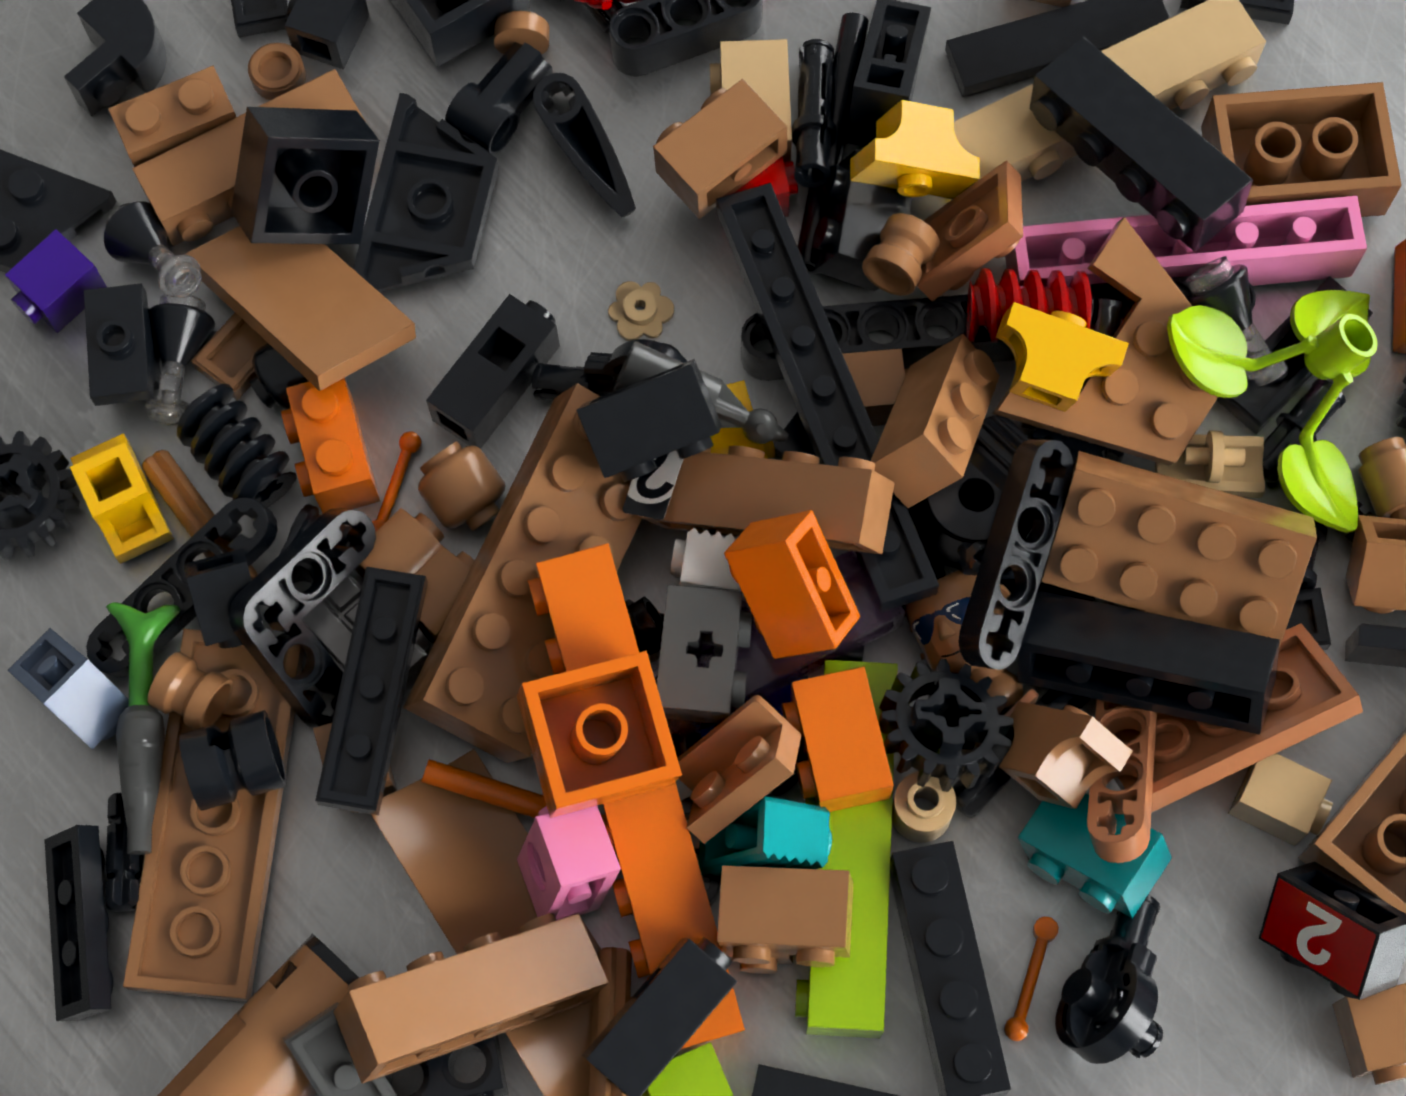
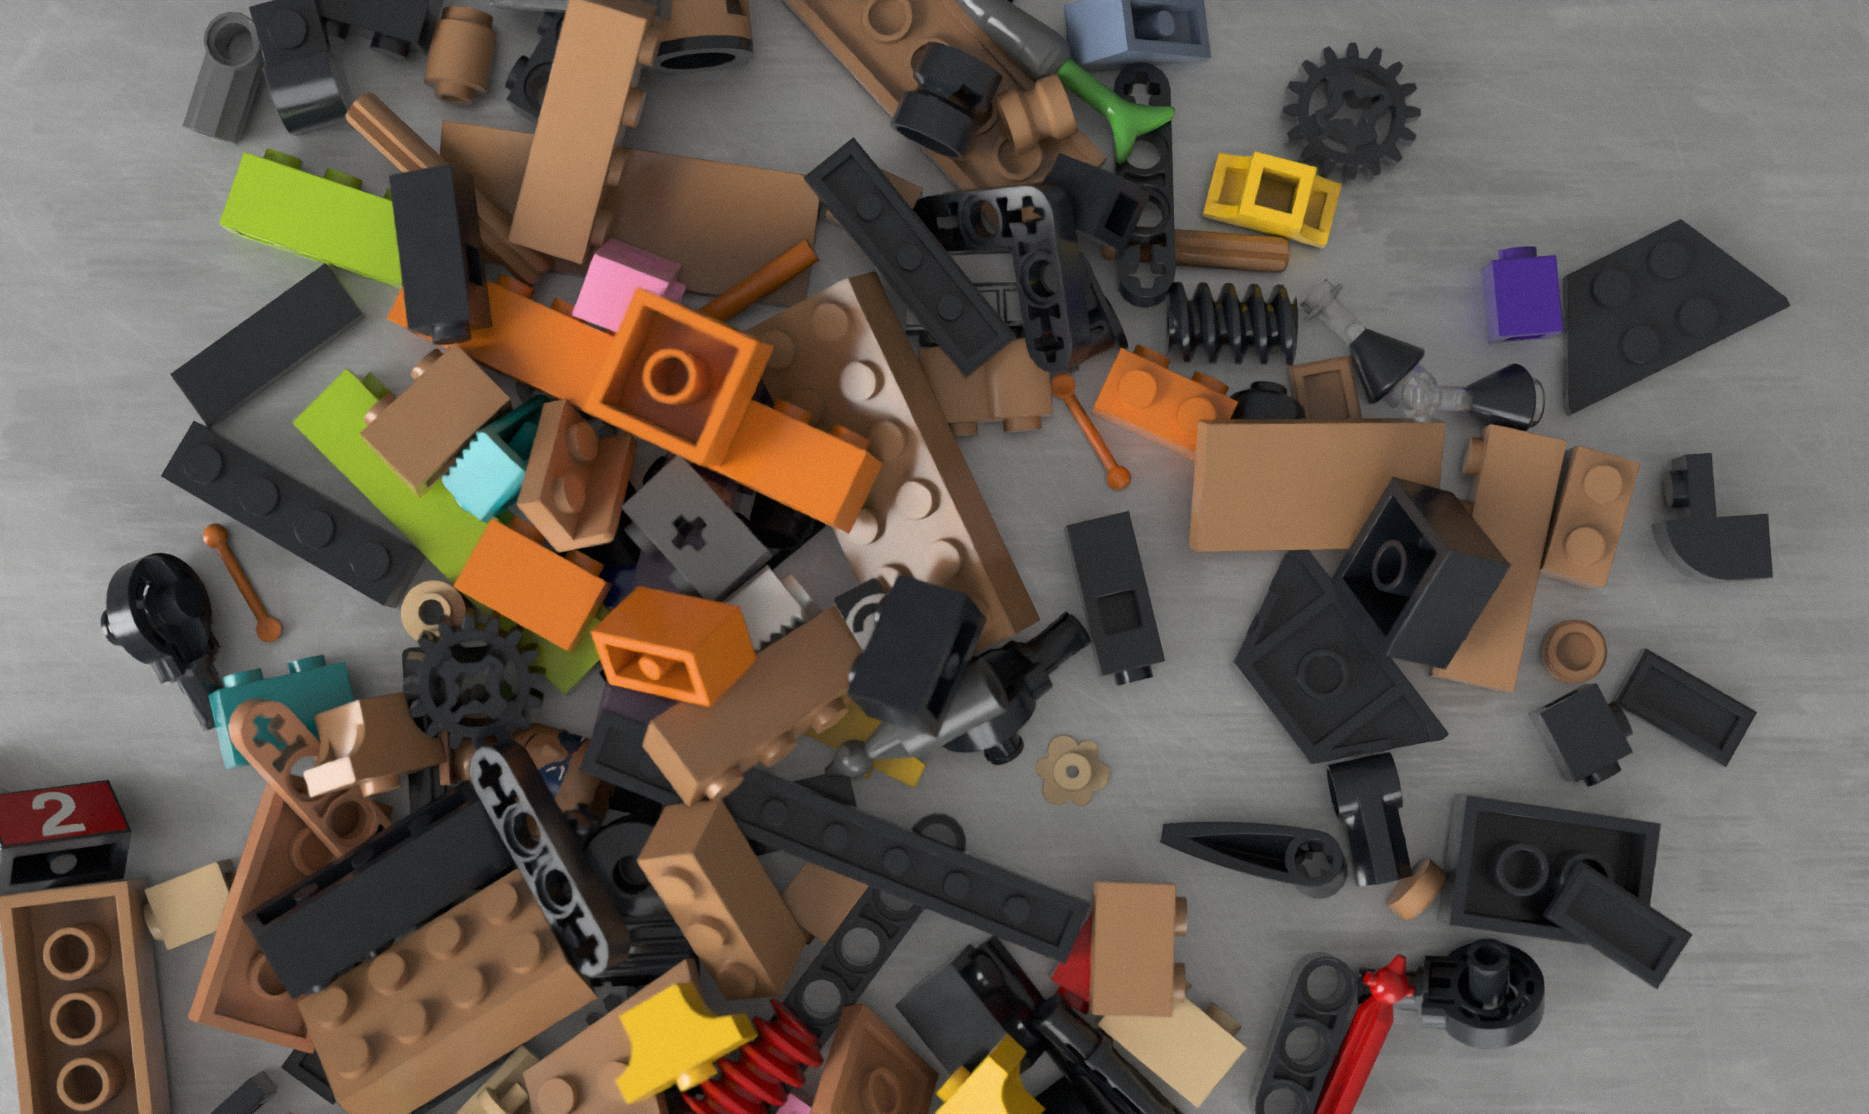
camera: 130 degrees right, 15 degrees up
(120, 345) = (1403, 300): black brick -> none
(461, 486) = (1034, 482): medium nougat head -> none
(903, 250) = (900, 1013): medium nougat wheel -> none

